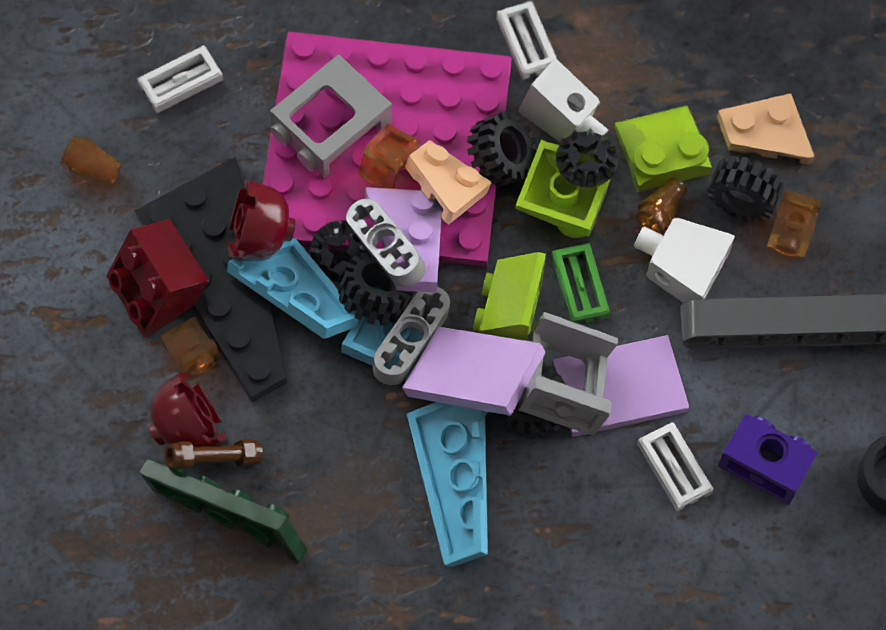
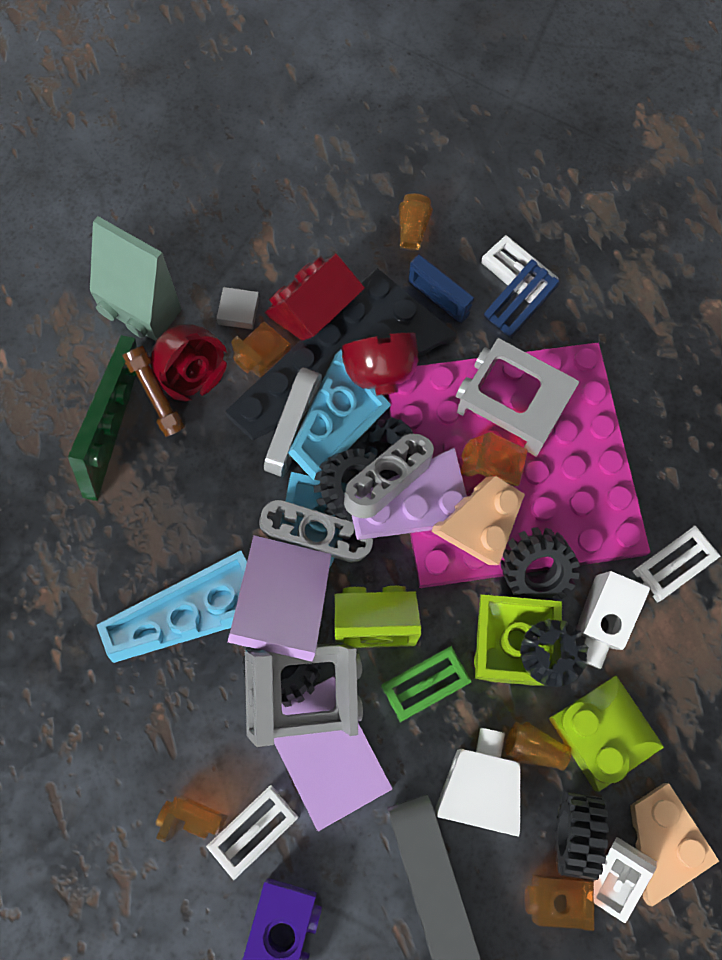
camera: 75 degrees right, 5 degrees up
(87, 443) = (131, 281): none -> slope
(133, 360) = (238, 308): none -> light grey tile
(181, 156) = (440, 289): none -> dark blue tile
(203, 56) = (541, 275): none -> dark blue tile
(290, 329) = (295, 410): none -> light grey beam
(652, 505) = (198, 818): none -> clear orange bracket
(791, 165) = (623, 879): none -> white slope

